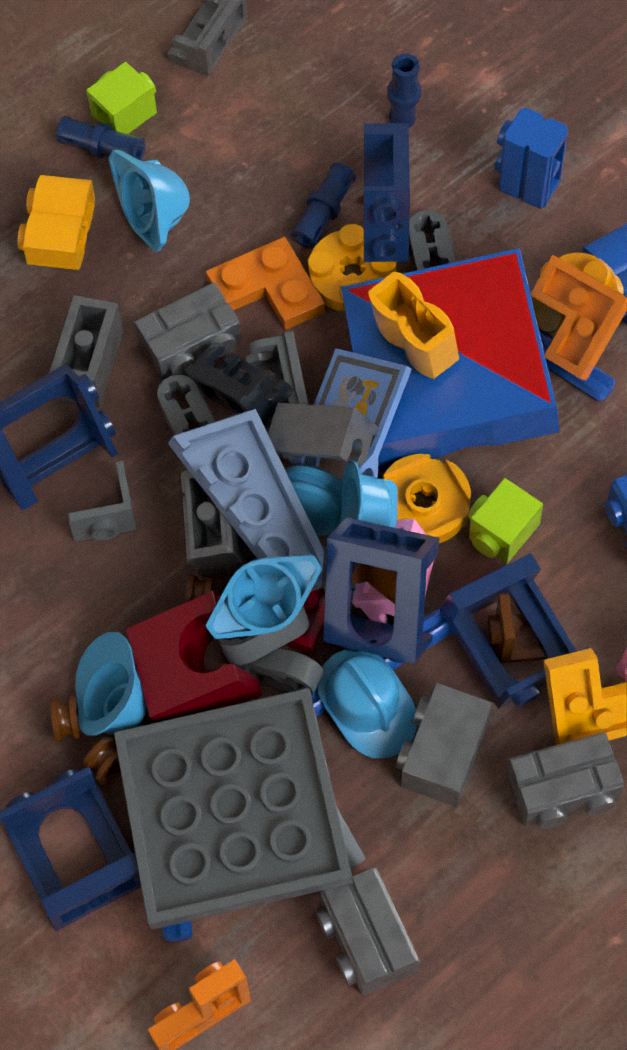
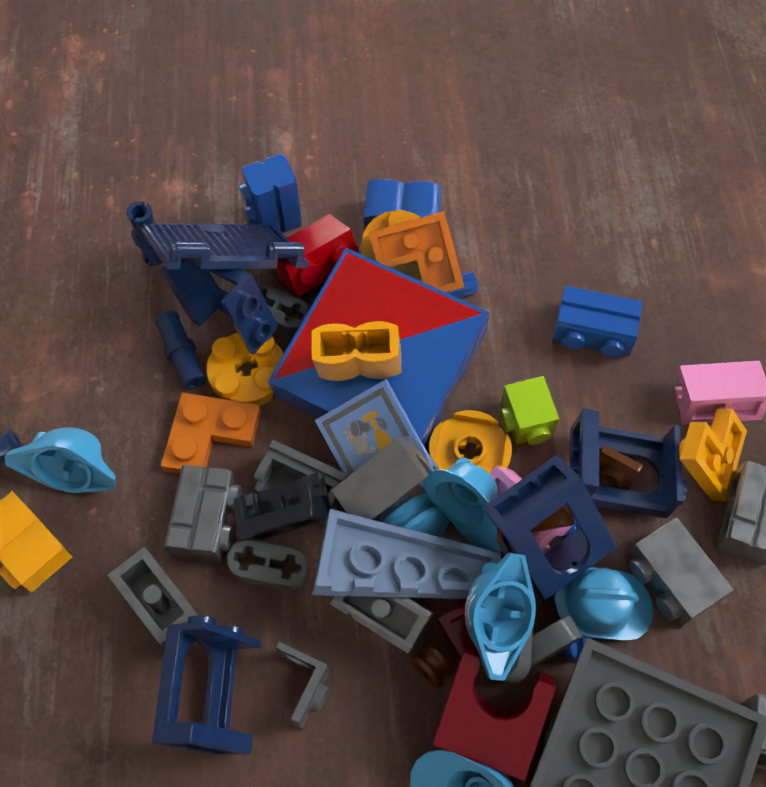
camera: 55 degrees left, 0 degrees up
(432, 152) = (222, 245): none -> dark blue window
(500, 226) = (323, 246): none -> red brick

